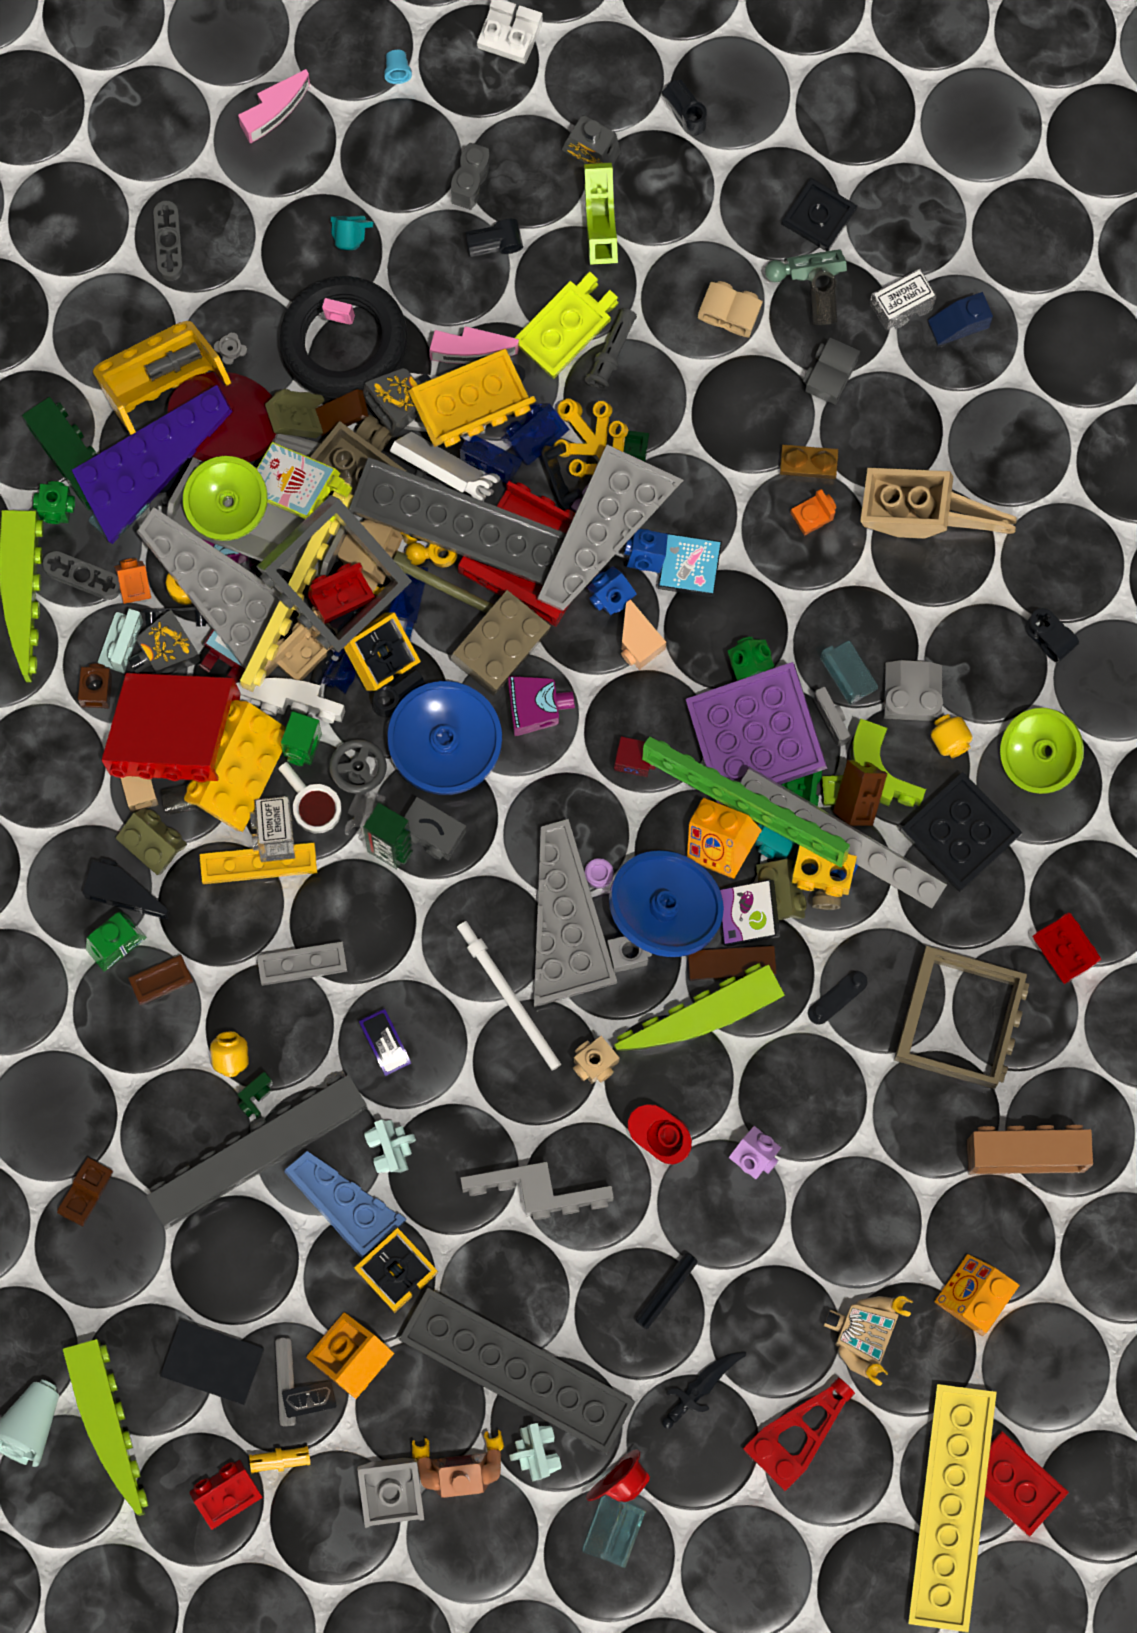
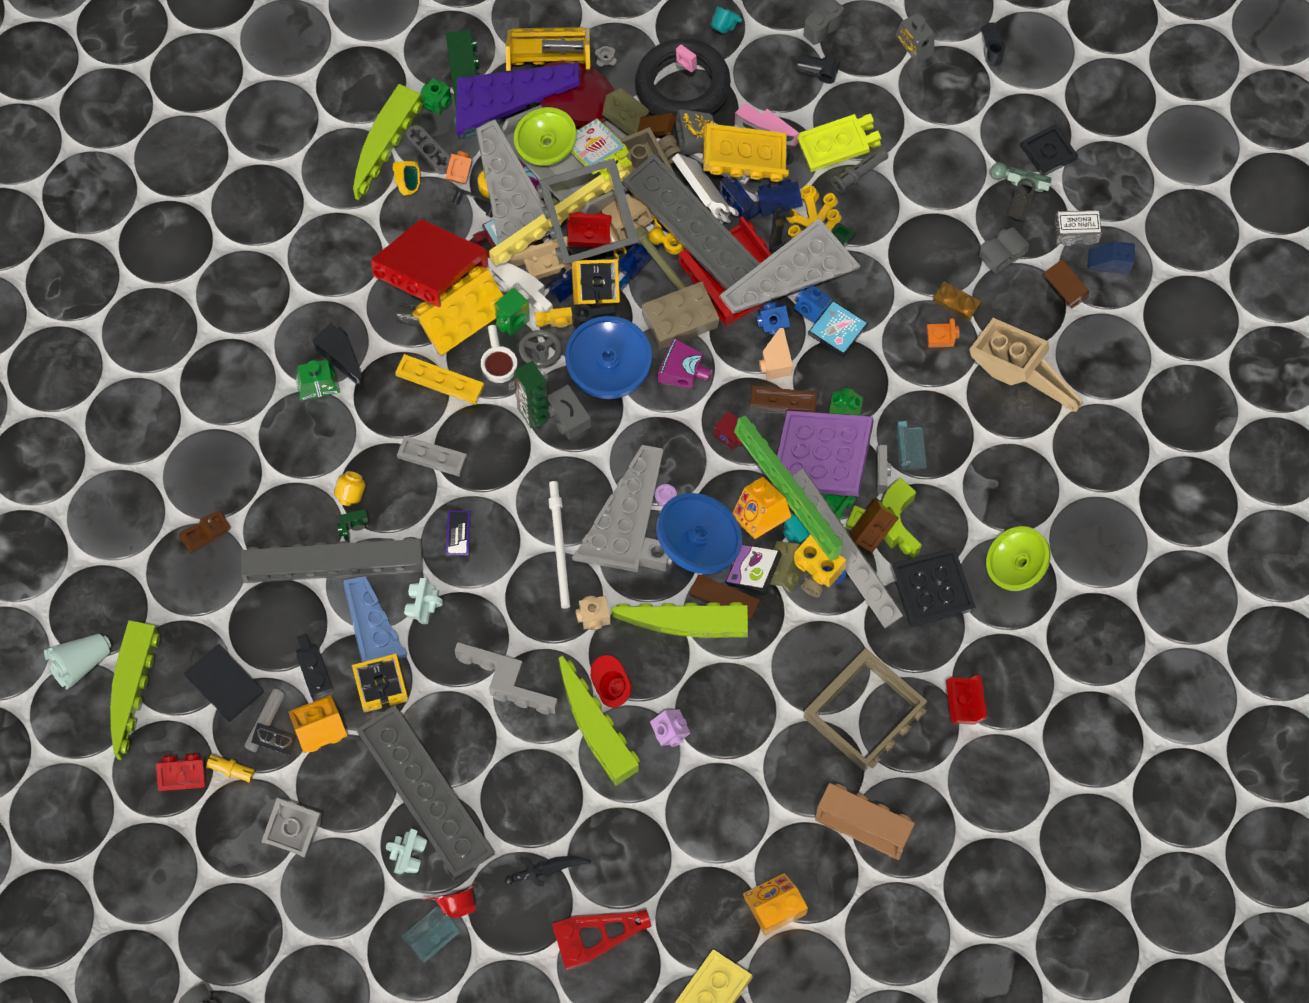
camera: 30 degrees right, 10 degrees down
(77, 625) = (407, 176): none -> yellow rock
(95, 698) = (396, 227): reddish brown brick -> none
(121, 640) = (431, 199): light aqua bracket -> none
(139, 793) = (387, 297): tan brick -> none
(151, 840) = (377, 331): olive bracket -> none
(160, 980) = (333, 422): reddish brown tile -> none
(164, 647) = (456, 215): dark grey torso -> none
(274, 829) = (461, 360): brick -> none
(305, 1291) = (312, 668): none -> black hinge
(358, 715) = (556, 317): none -> yellow plate
(460, 1473) = (347, 838): nougat torso -> none
(600, 213) = (899, 80): lime arch -> none
(666, 1290) = (558, 791): black axle -> none
(670, 1195) = (597, 728): none -> lime slope
(672, 686) = (782, 399): none -> reddish brown tile
(730, 308) = (954, 180): tan brick -> none
(837, 997) = (786, 656): black piece -> none
(866, 1332) = (682, 888): torso -> none
(913, 690) = (949, 480): light grey slope -> none
(926, 378) = (1067, 283): none -> reddish brown hinge
(951, 736) = (959, 520): yellow head -> none
(1052, 637) = (1067, 491): black piece -> none

